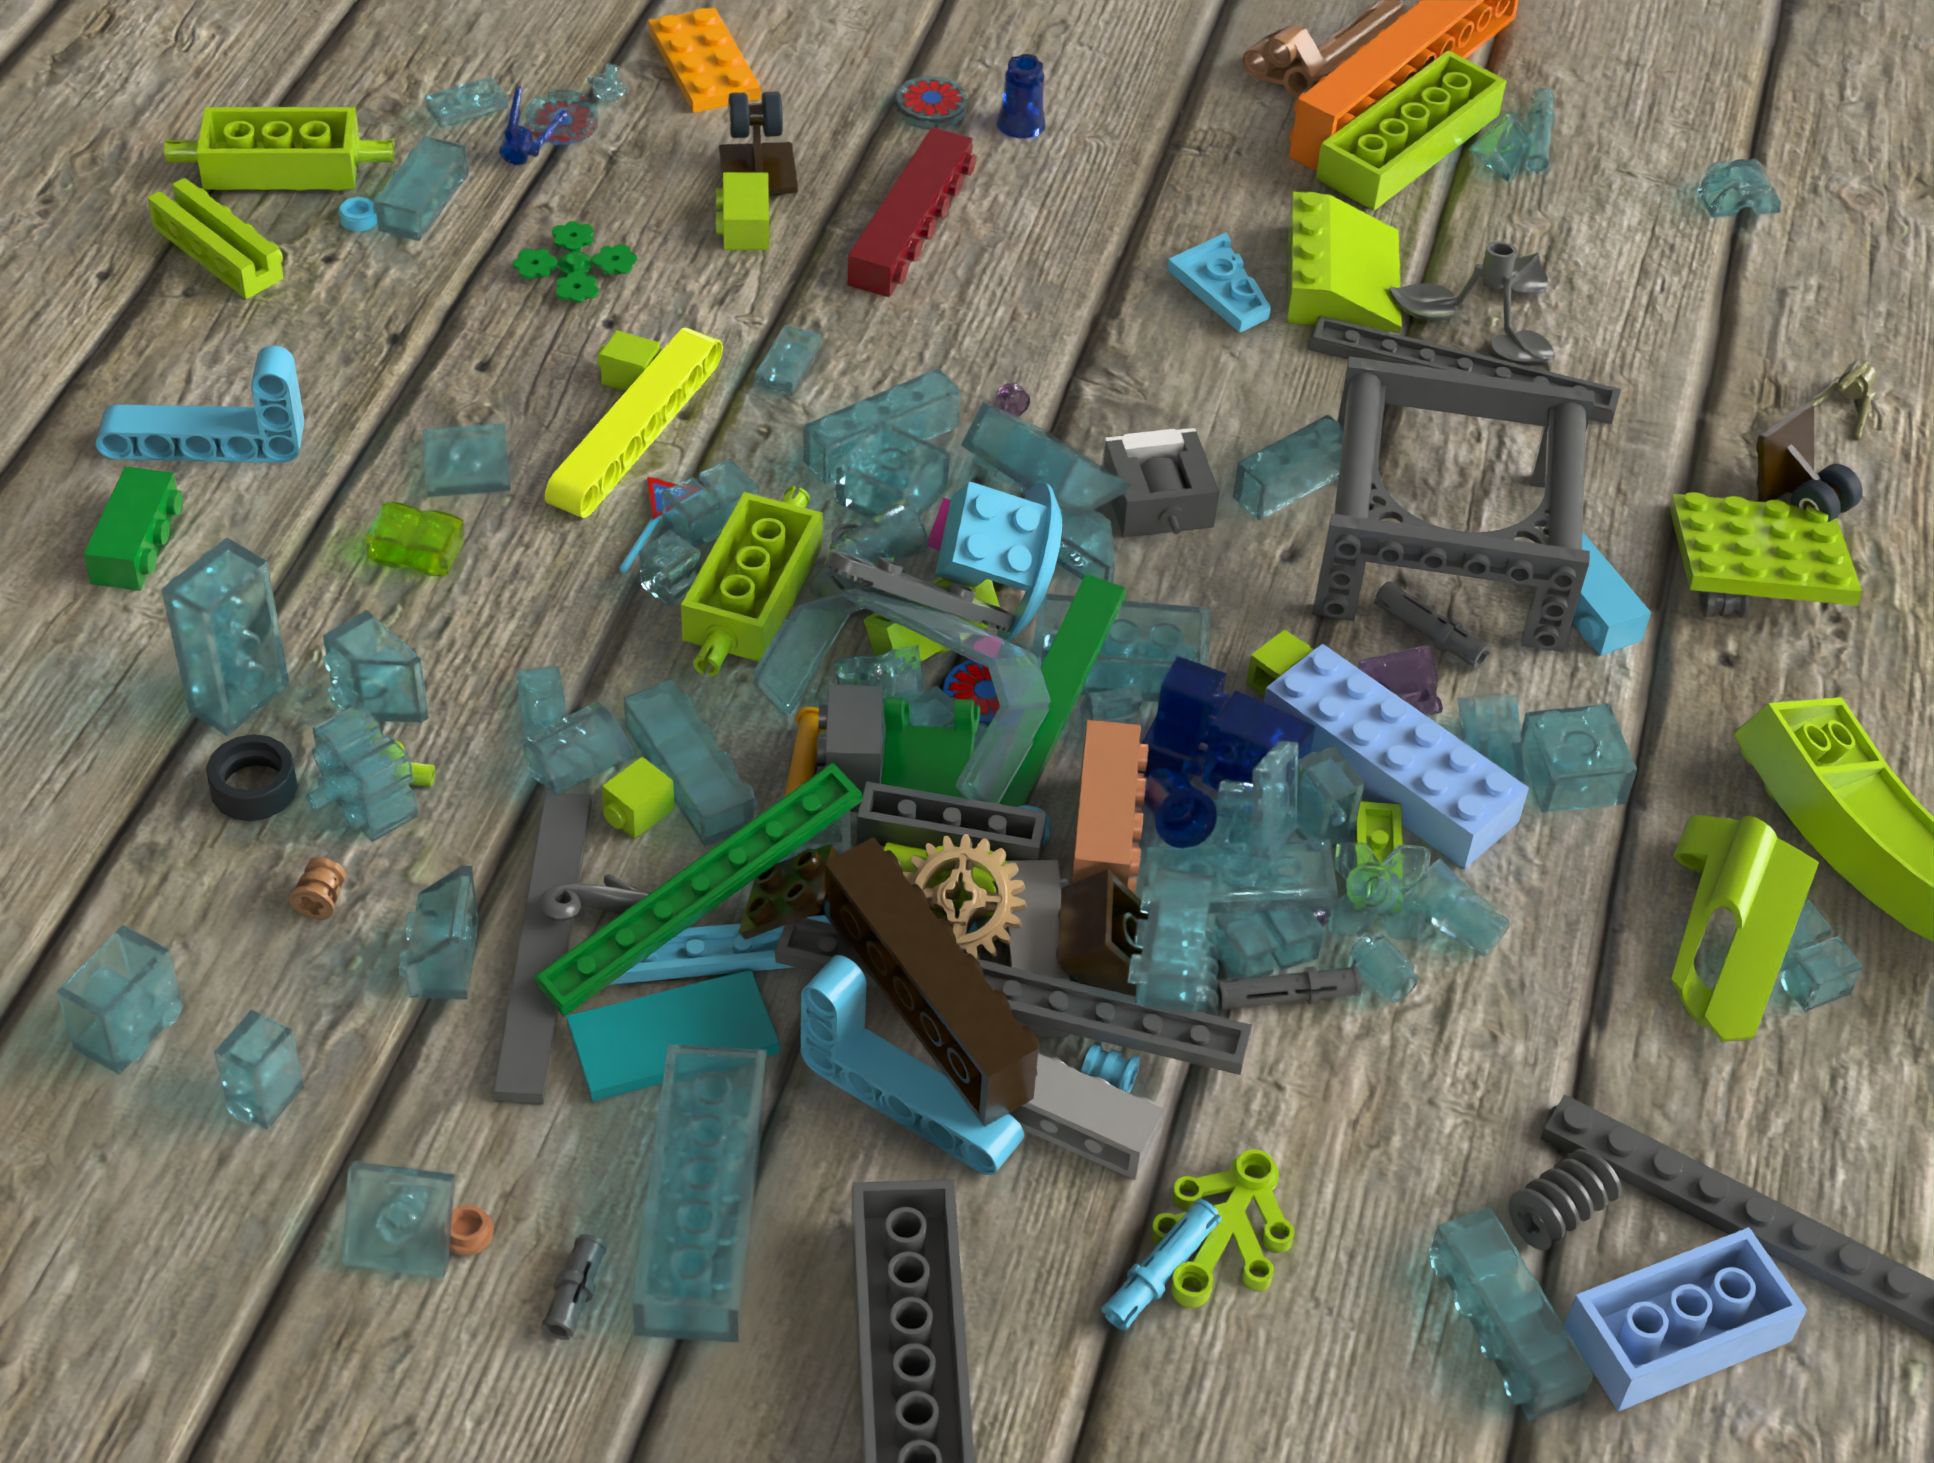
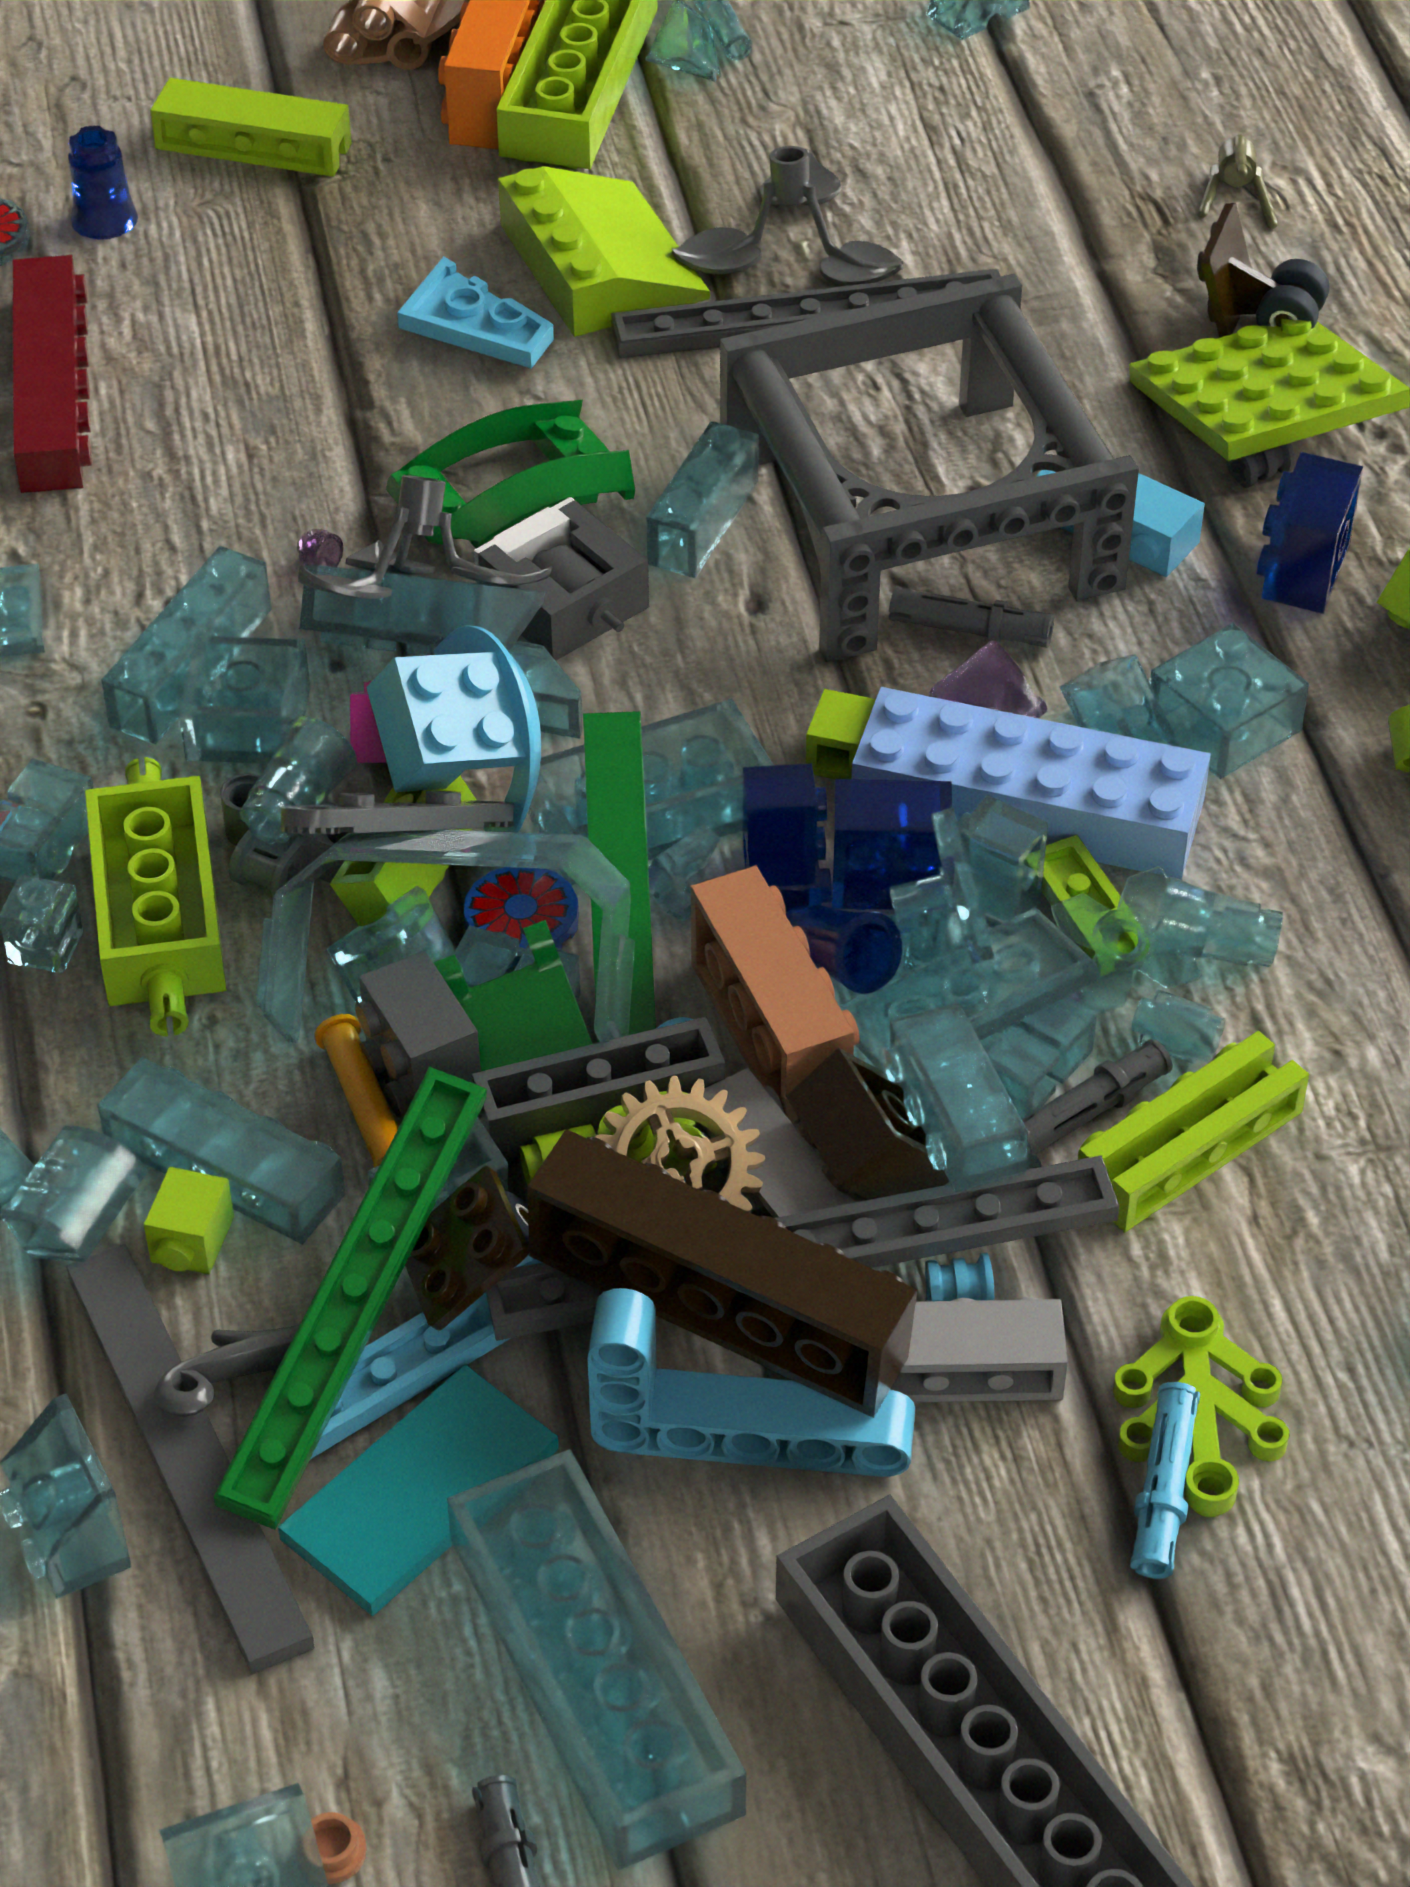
camera: 25 degrees left, 0 degrees up
(1067, 396) = (416, 514): none -> dark grey plant
(1155, 96) = (251, 126): none -> lime brick
(1223, 412) = (576, 469): none -> green wedge
(1344, 1041) = (1197, 1126): none -> lime brick
(1717, 664) = (1309, 531): none -> clear blue brick

